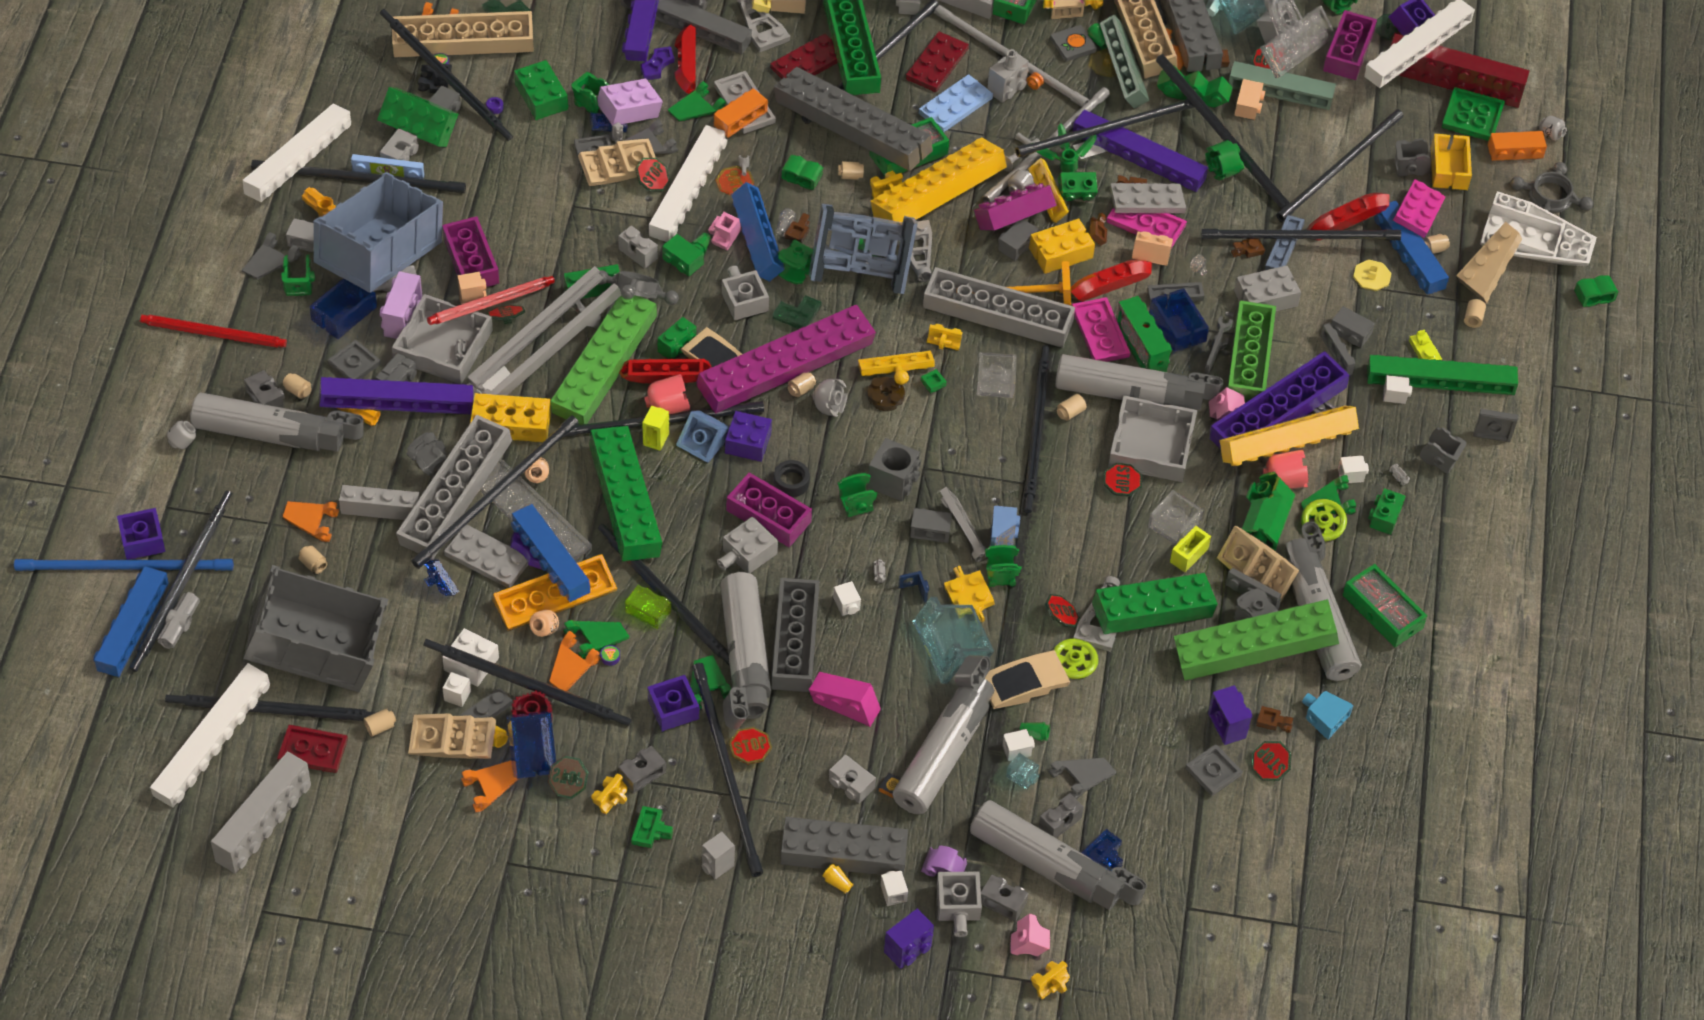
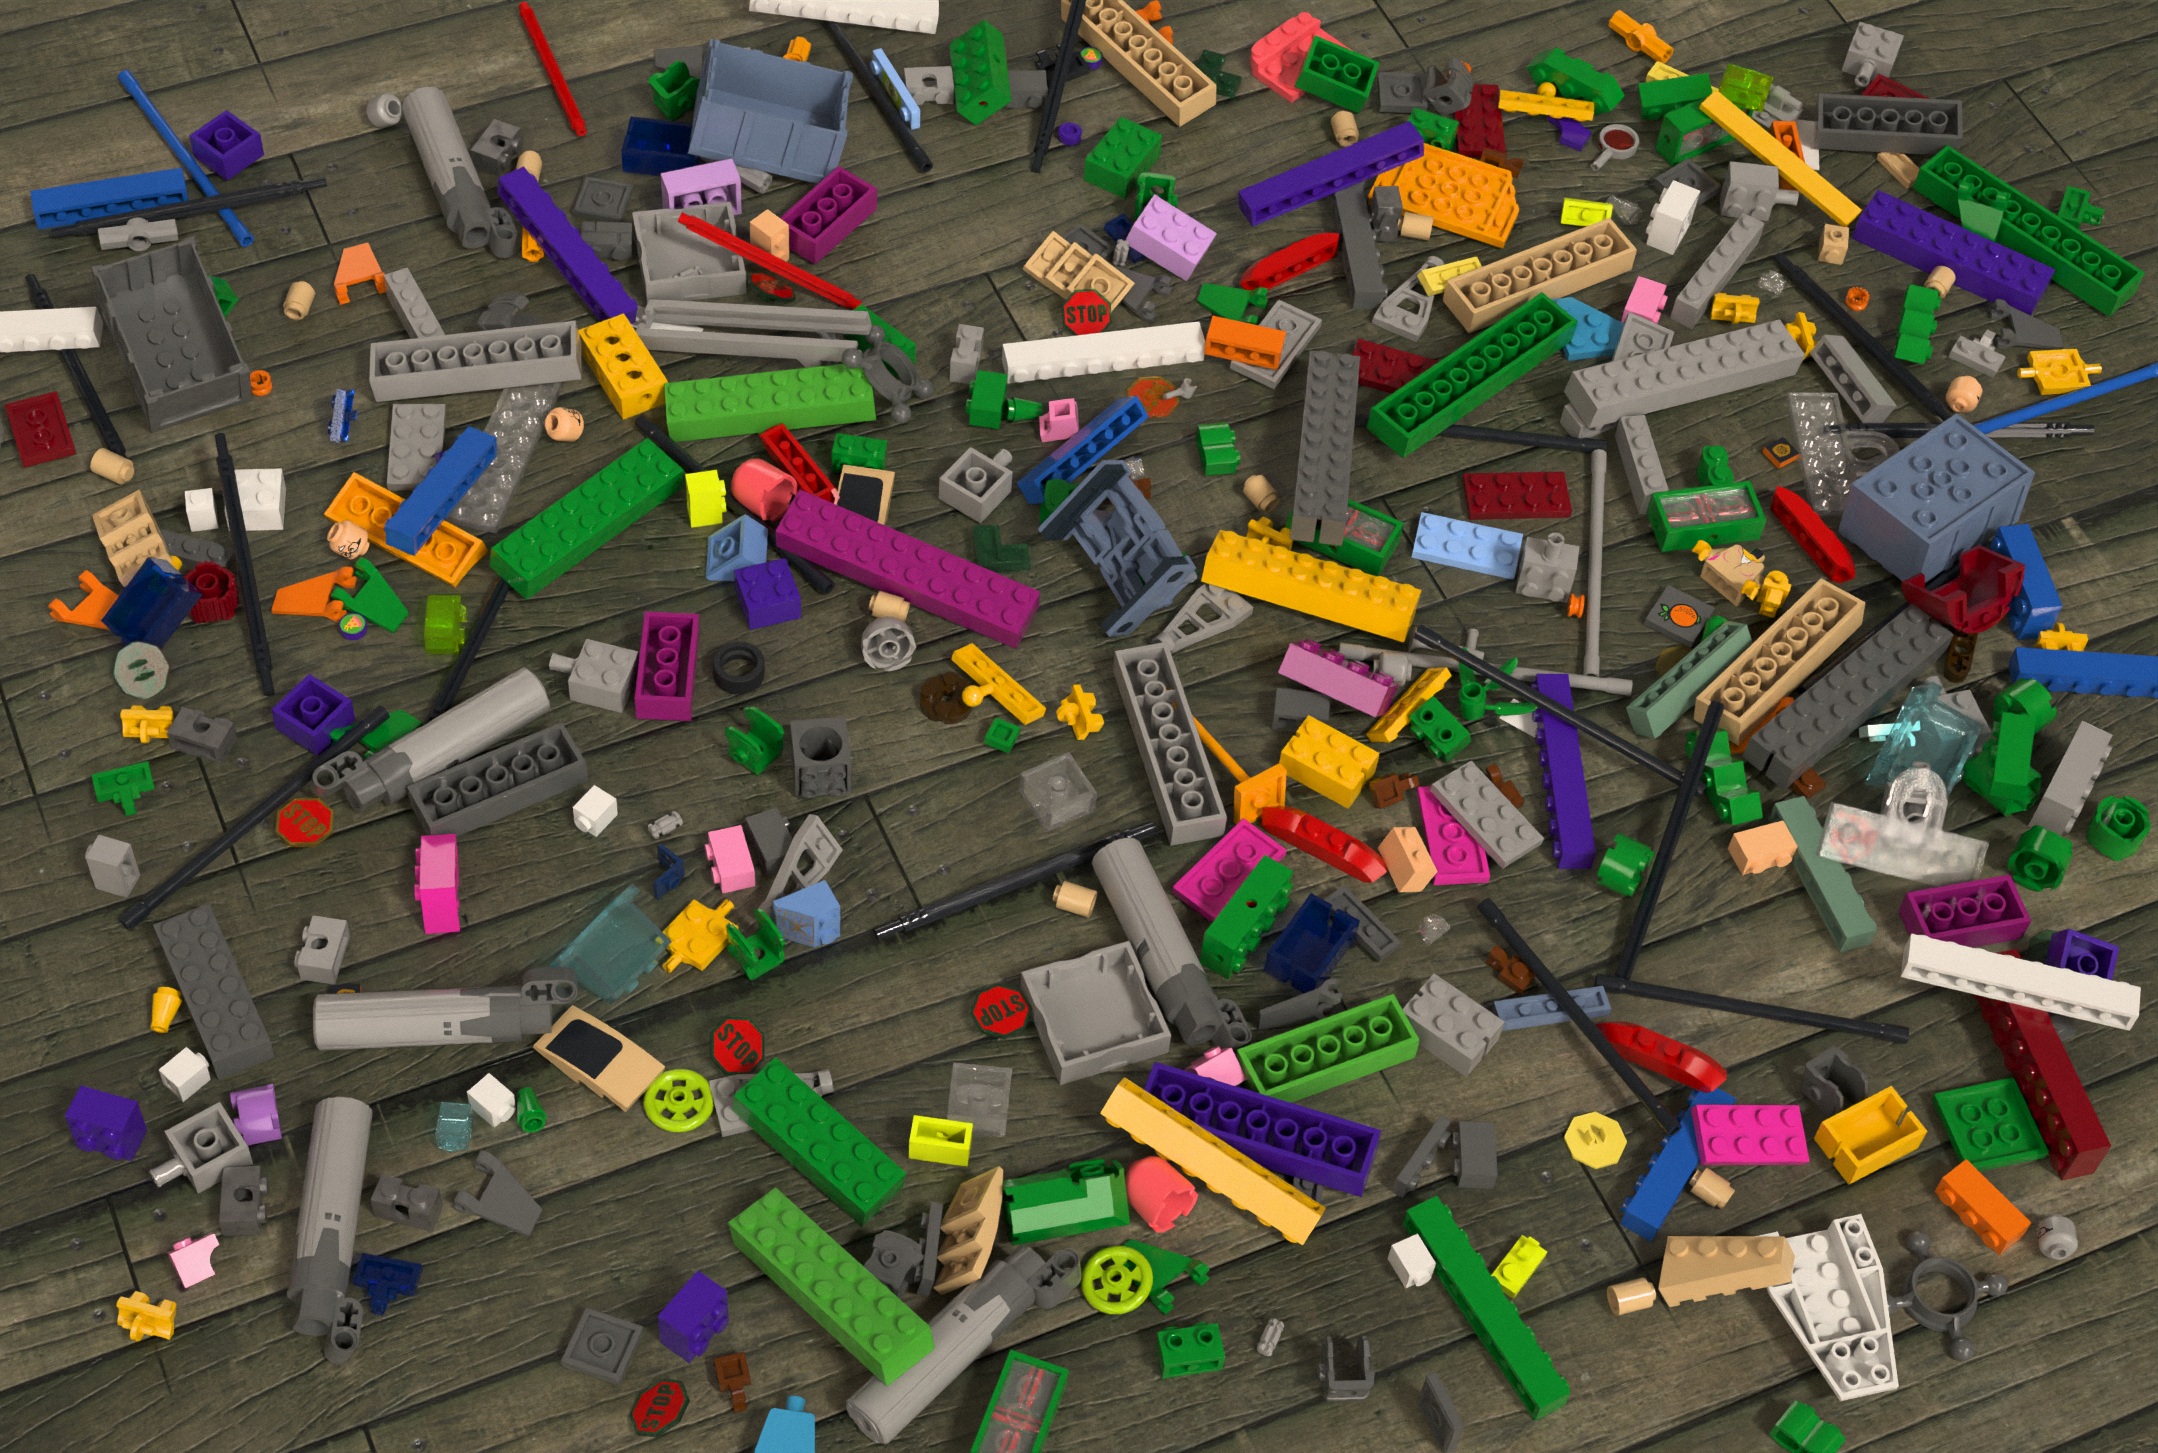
camera: 55 degrees right, 0 degrees up
(426, 554) = (622, 410): black piece -> none
(660, 59) = (1253, 239): dark purple tile -> none
(929, 550) = (731, 859): none -> bright pink brick
(1354, 468) = (1229, 1273): white brick -> none

